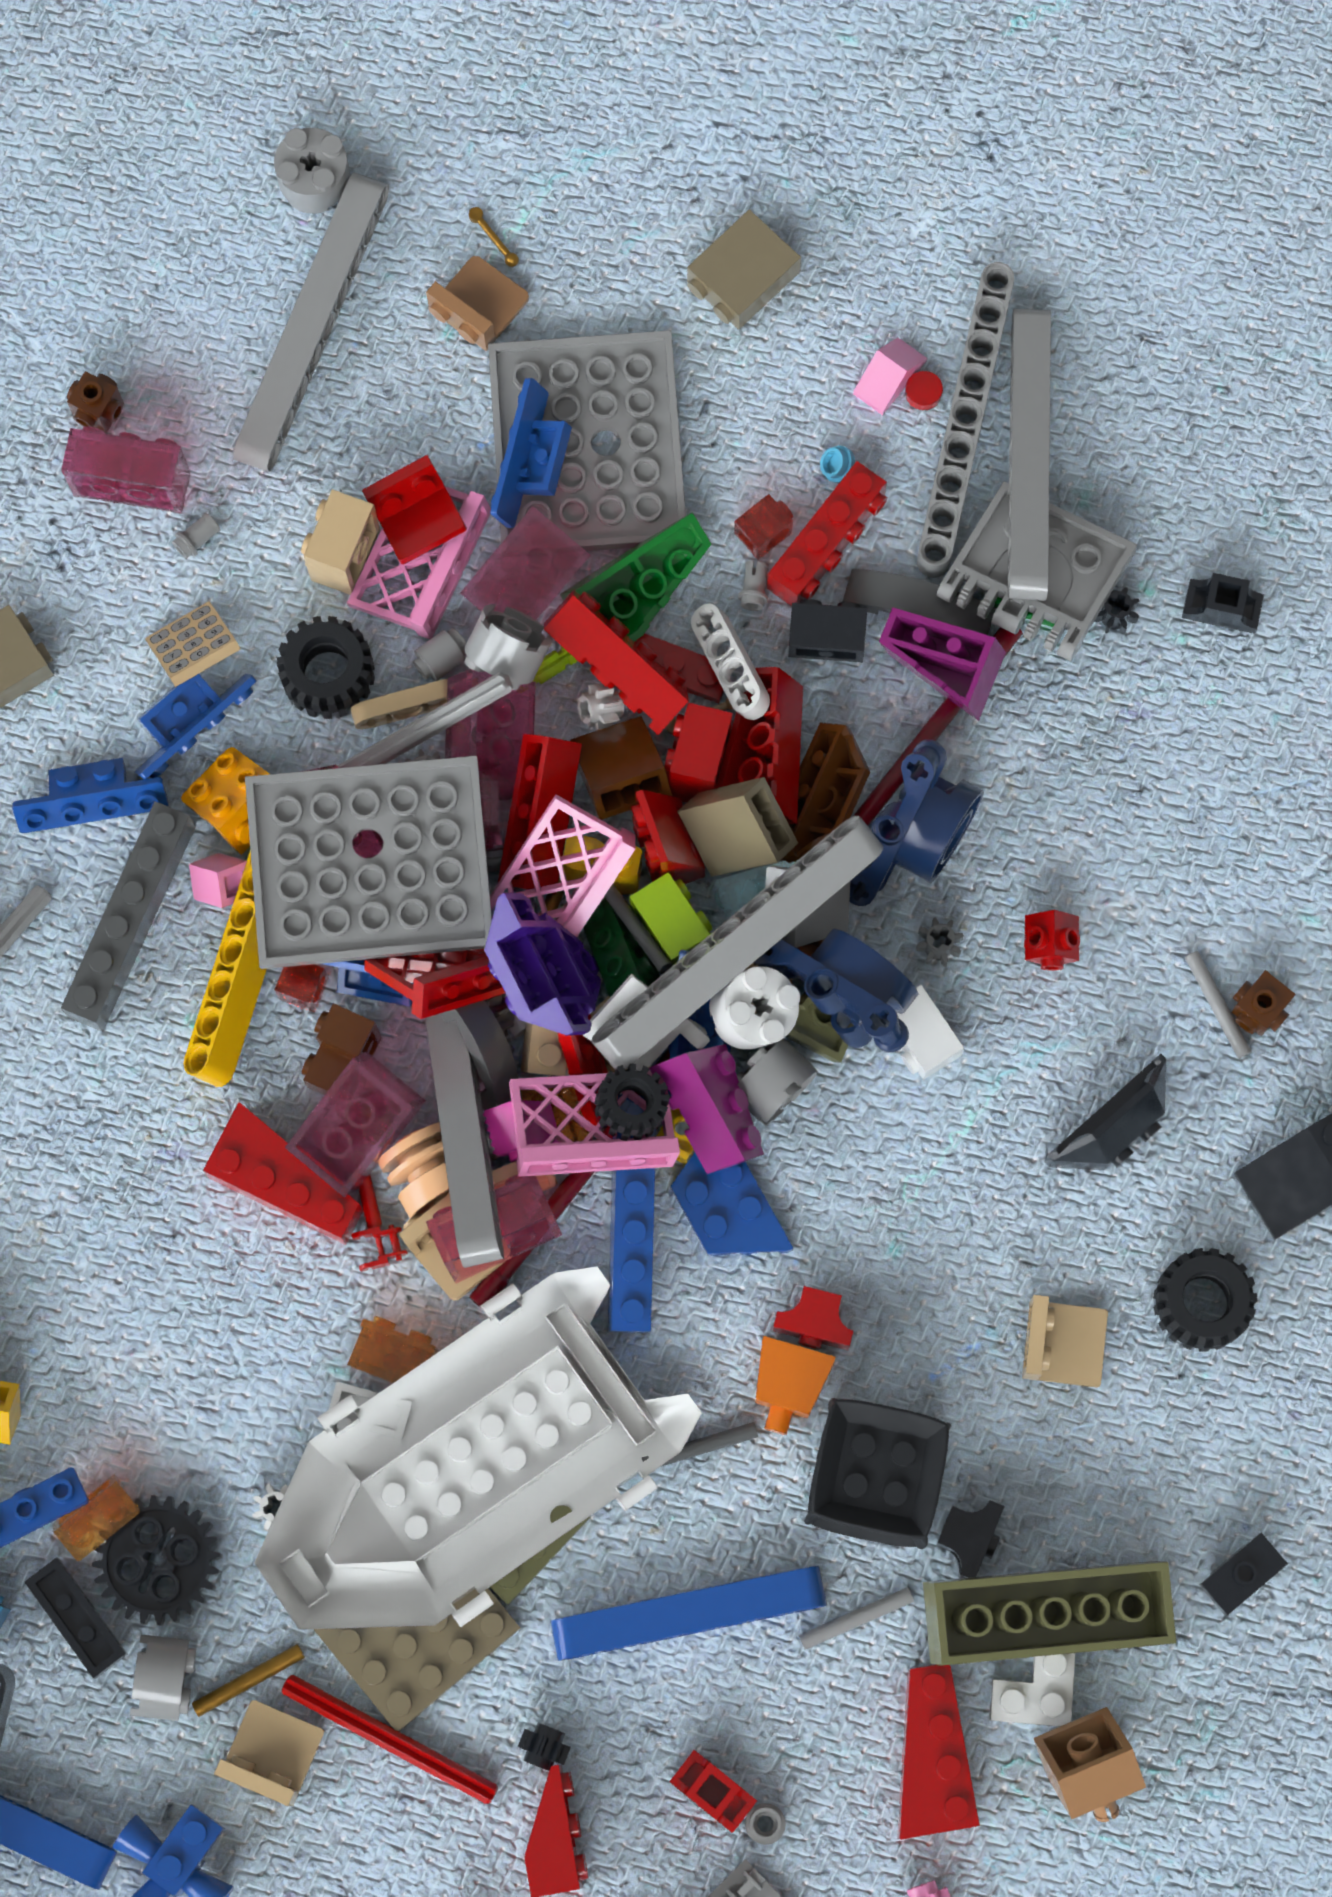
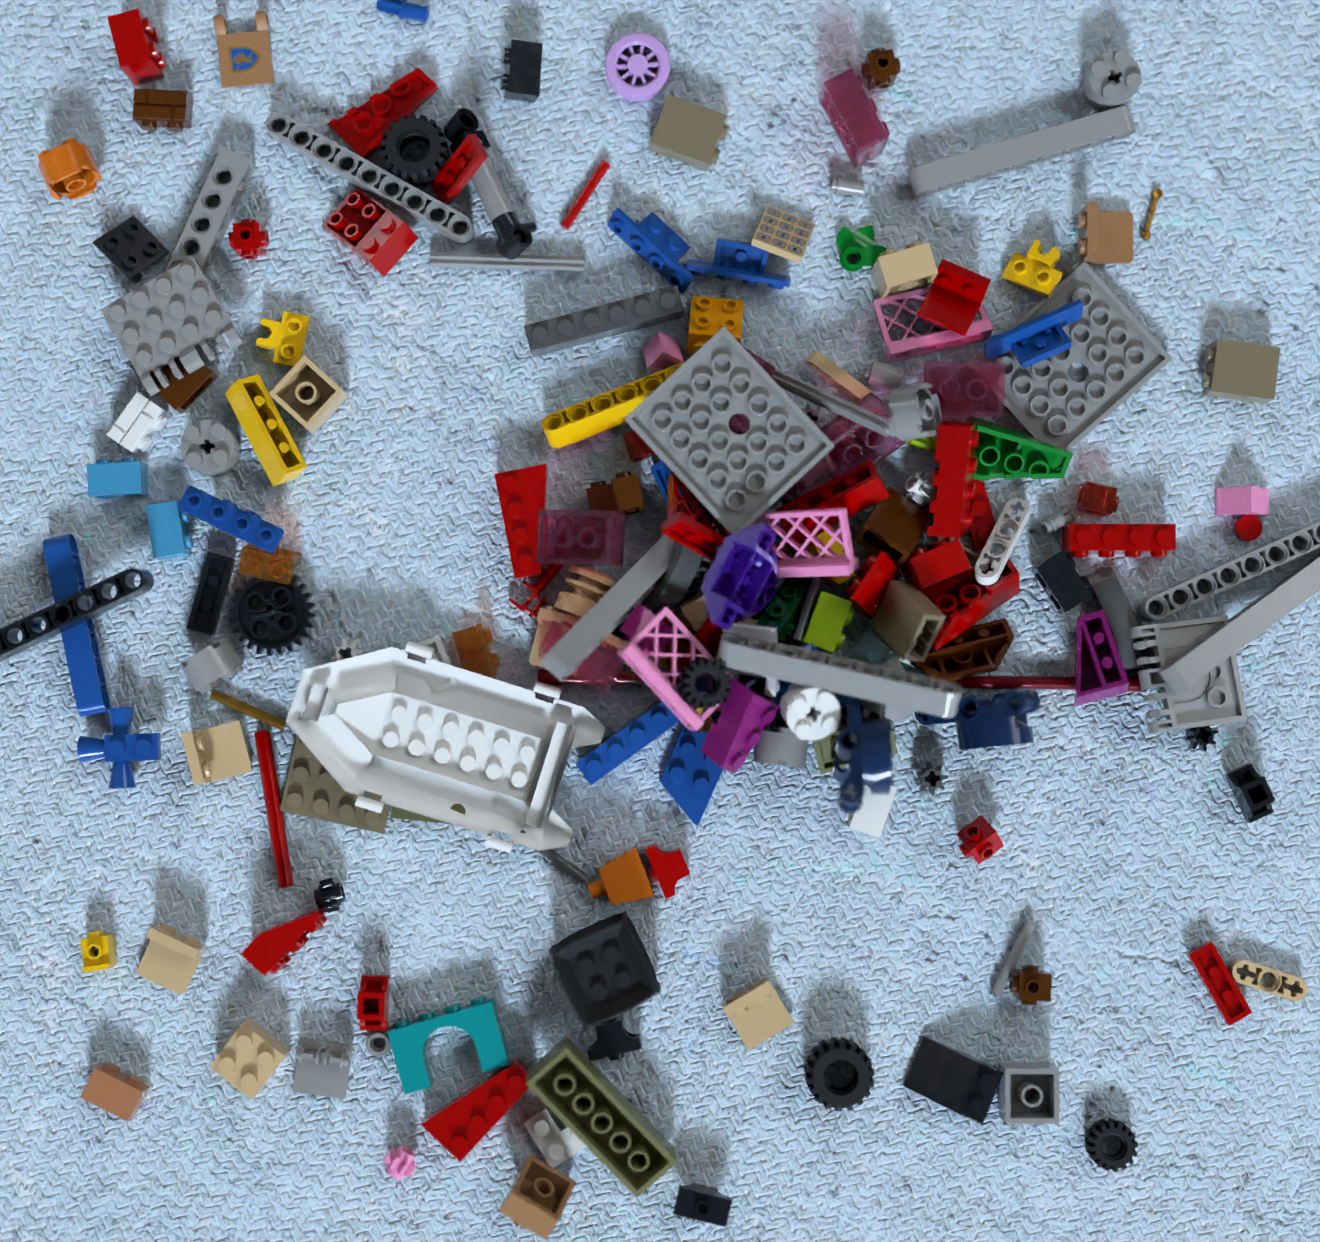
camera: 45 degrees right, 10 degrees up
(272, 572) = (860, 245): none -> green plate
(319, 639) = (836, 299): black tyre -> none
(455, 403) = (1035, 271): none -> yellow plate
(688, 1613) = (458, 918): blue beam -> none
(789, 1779) = (477, 1019): none -> teal arch
(836, 463) = (1166, 512): medium azure plate -> none
(856, 1618) = (524, 1009): light grey bar -> none
(1117, 1124) = (903, 953): black wedge -> none

